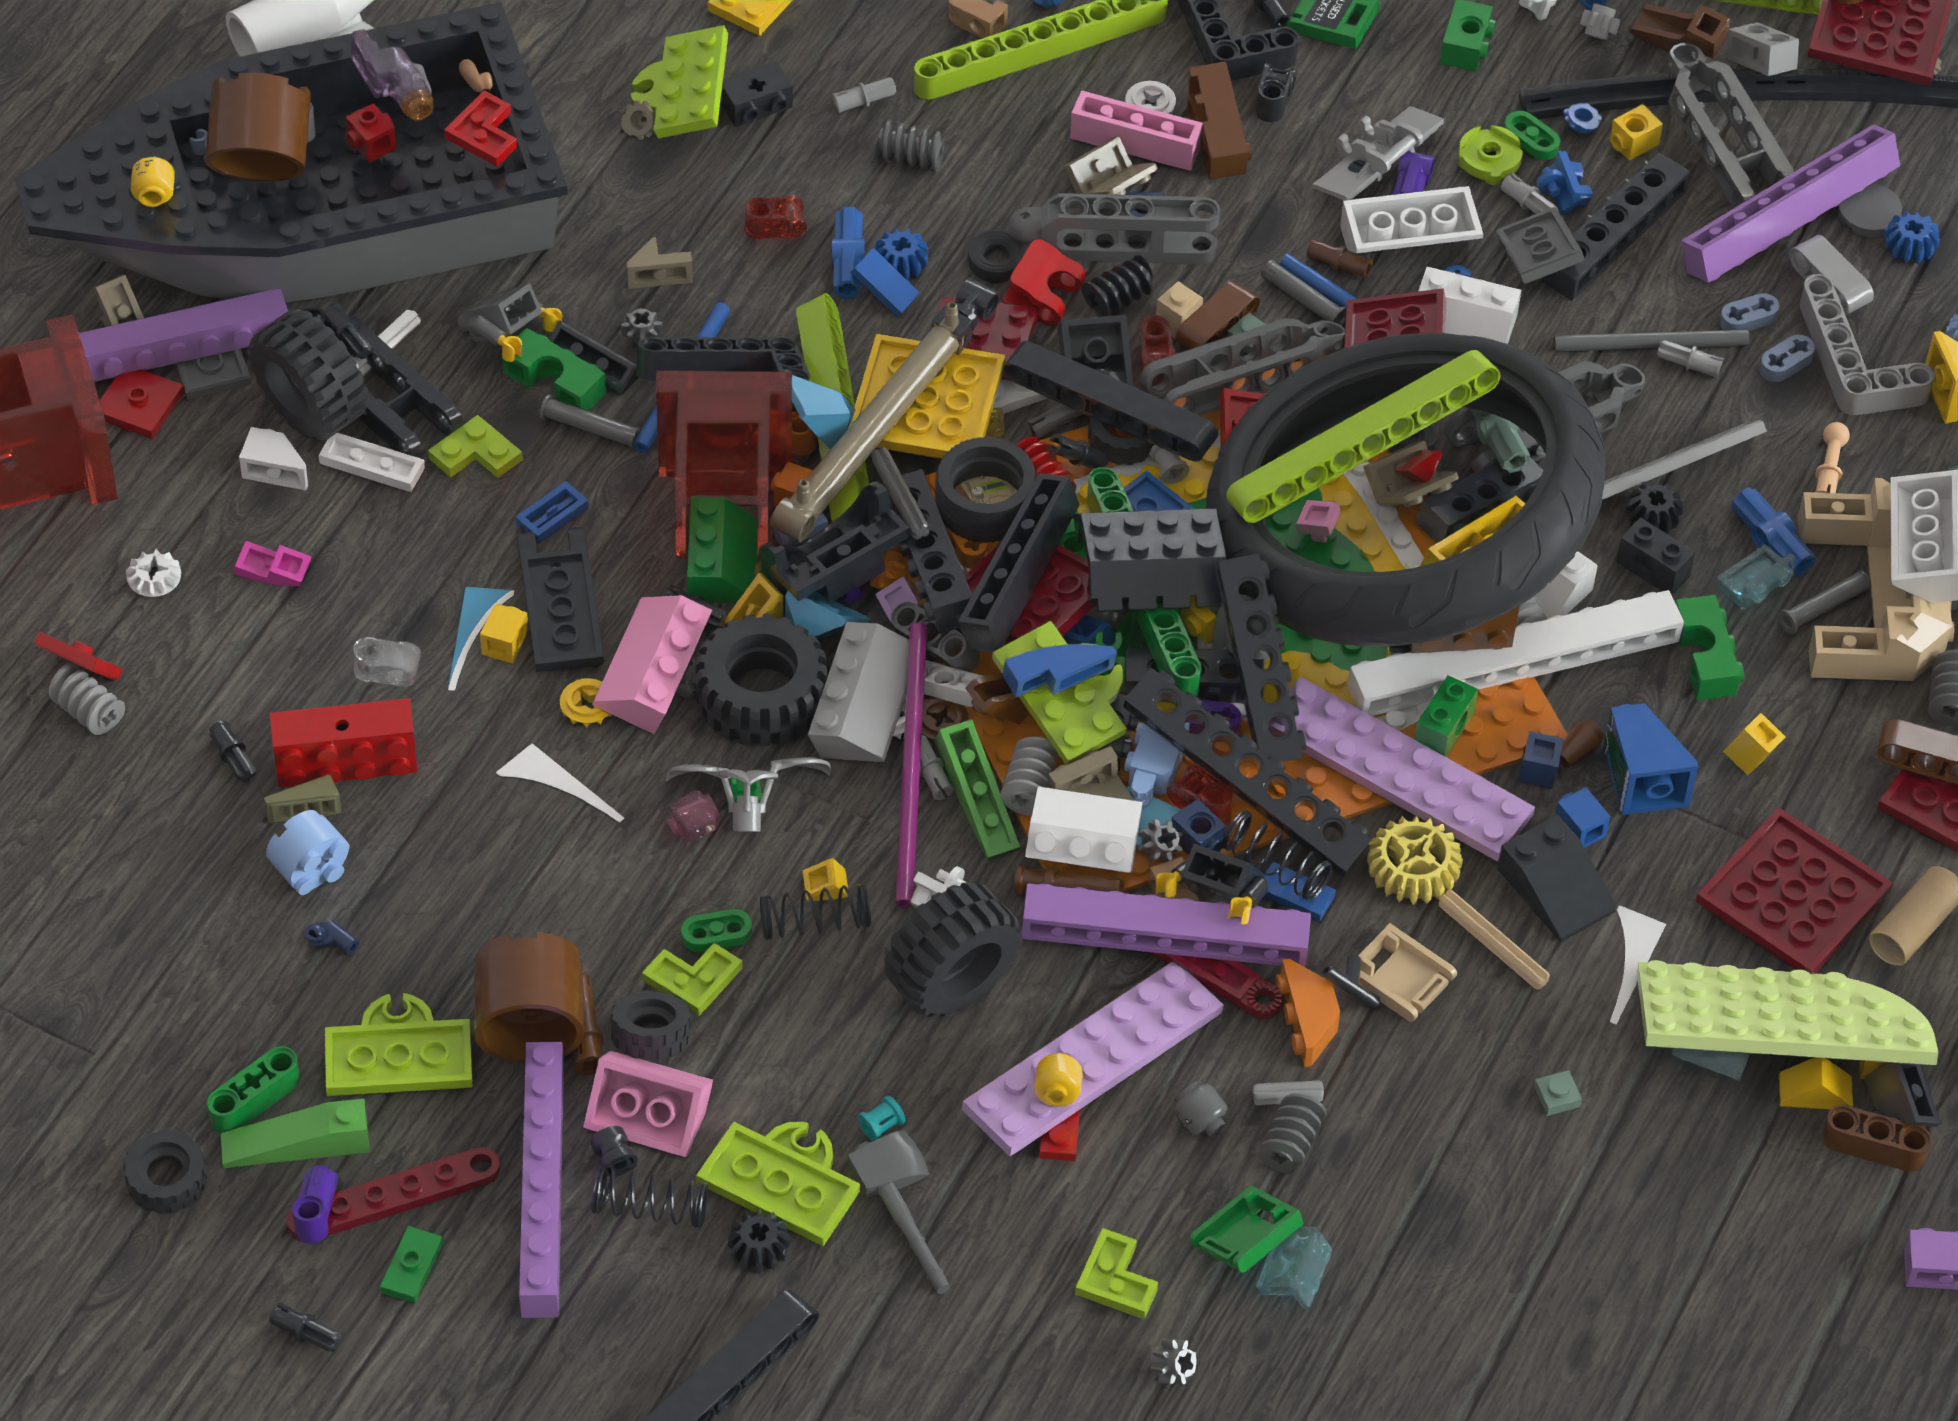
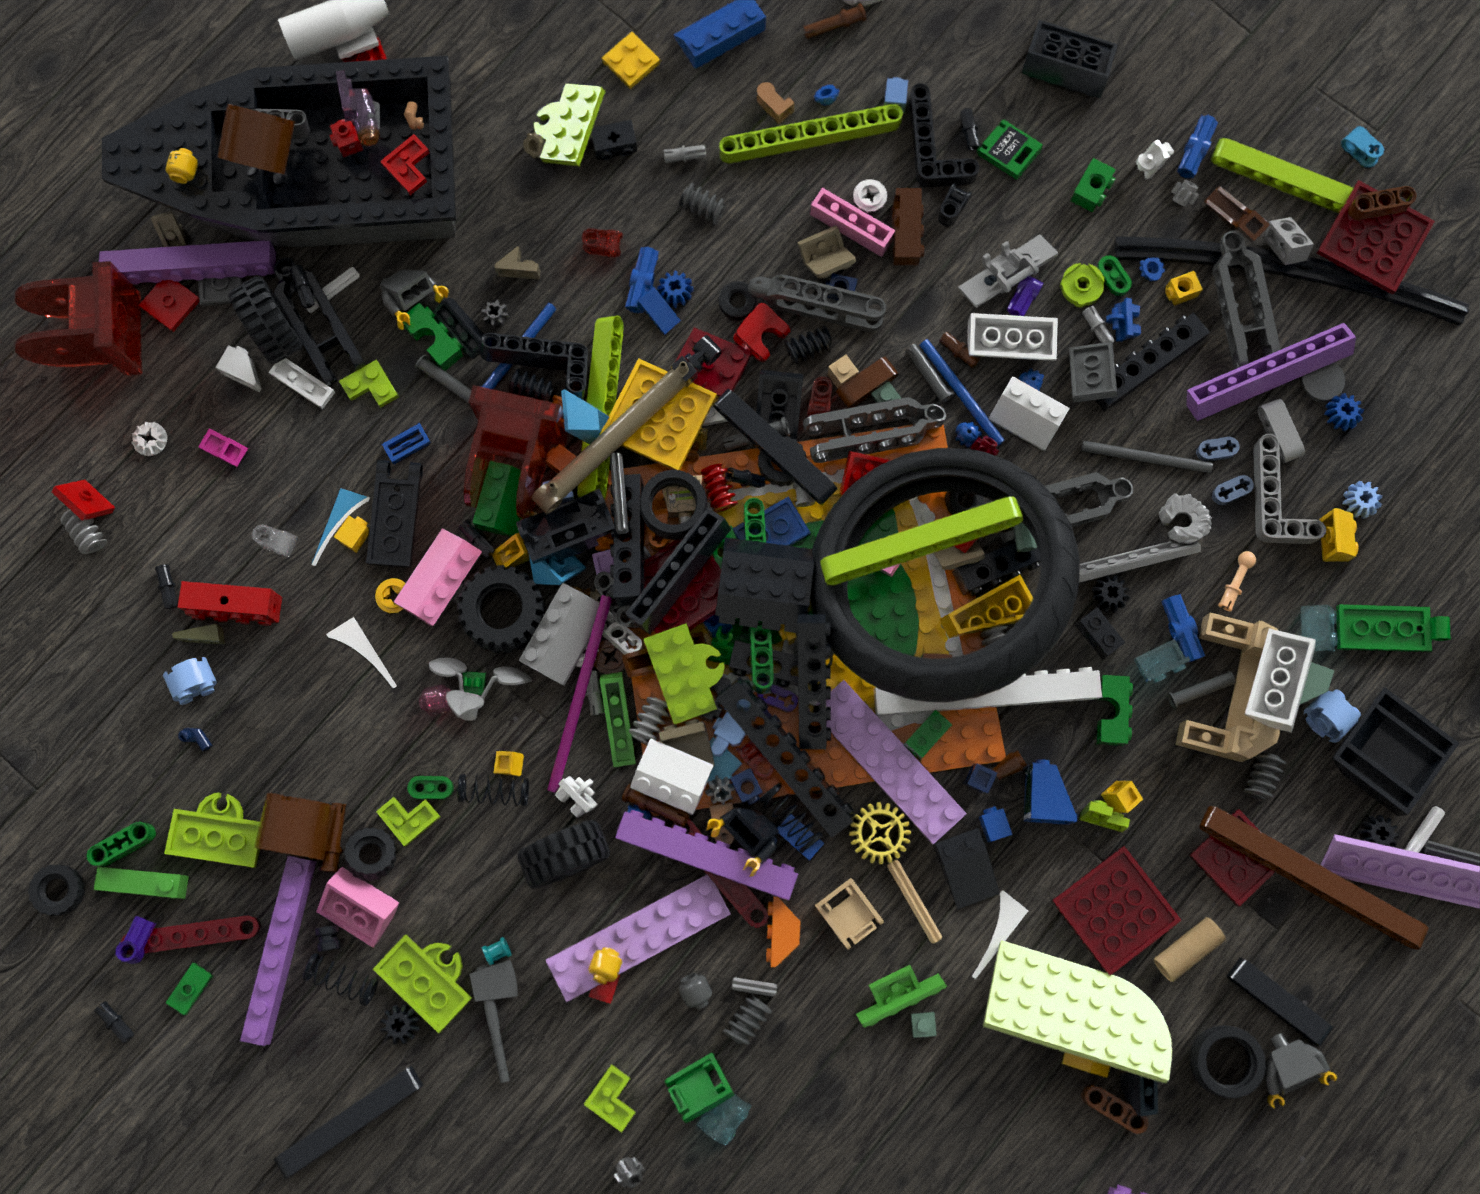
camera: 15 degrees right, 25 degrees up
(1057, 667) = (678, 665): blue slope -> none
(1350, 981) = (813, 920): black piece -> none
(1395, 315) = (977, 422): dark red plate -> none
(1502, 1051) = (898, 992): none -> bright green bracket
(1690, 358) = (1168, 478): light grey axle -> none
(1729, 778) = (1103, 815): none -> lime plate
(1748, 394) = (1195, 510): none -> light grey piece

